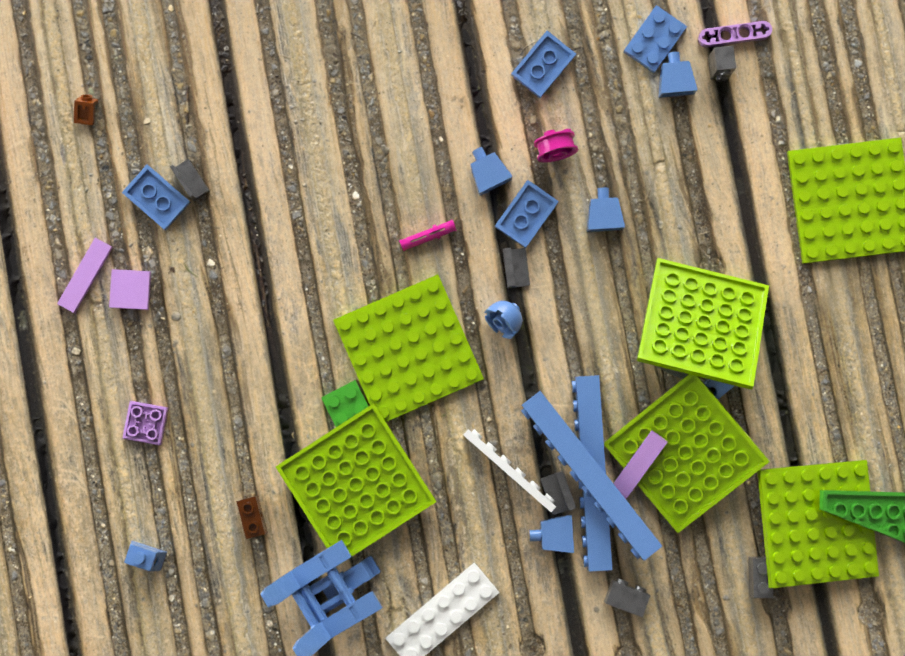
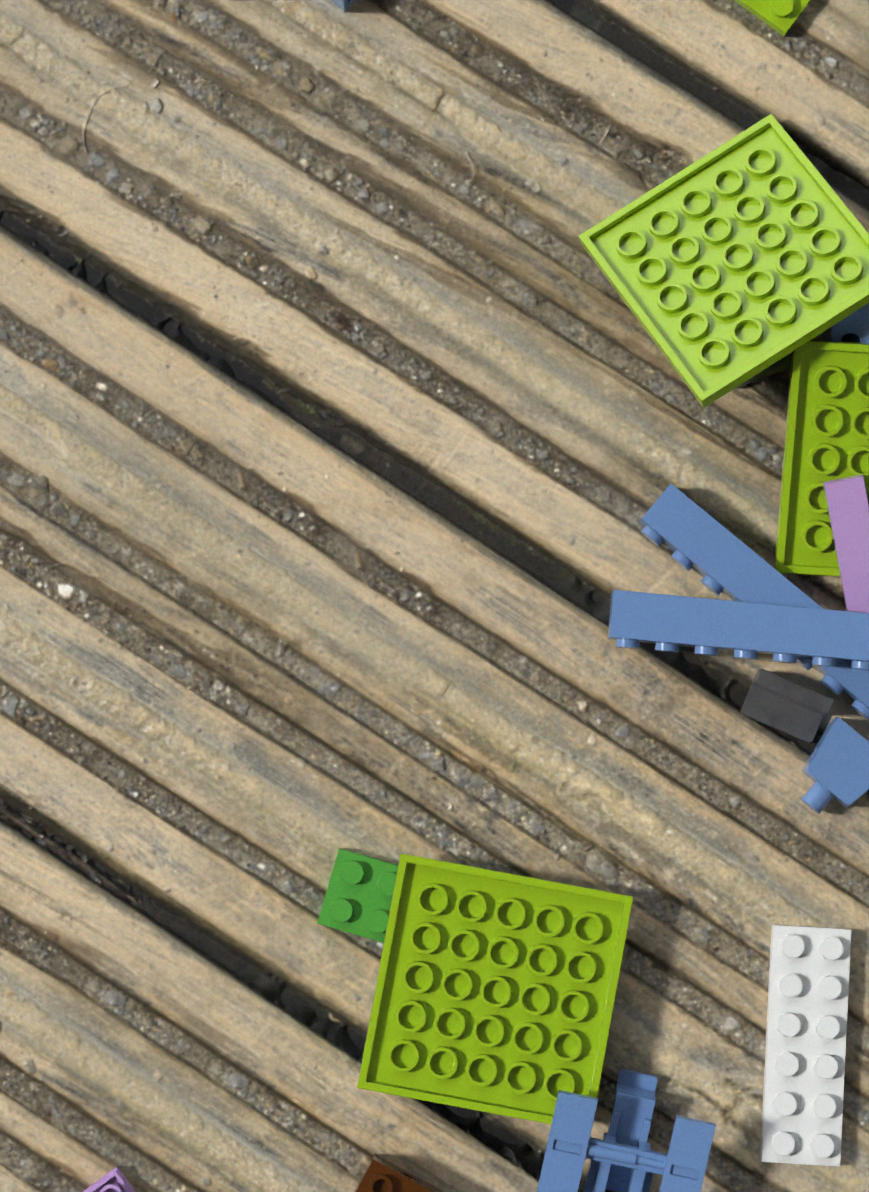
camera: 45 degrees left, 0 degrees up
(407, 244) = (244, 496): dark pink pin -> none
(408, 349) = (367, 726): lime plate -> none
(488, 171) = (217, 361): medium blue torso -> none
(504, 317) = (456, 541): medium blue cylinder -> none
(504, 463) = (703, 742): white plate -> none
(516, 267) = (397, 455): flat silver panel -> none
(526, 214) = (332, 365): medium blue plate -> none
(543, 64) = (135, 132): medium blue plate -> none
(555, 145) = (273, 227): dark pink wheel -> none
(604, 213) = (440, 250): medium blue torso -> none

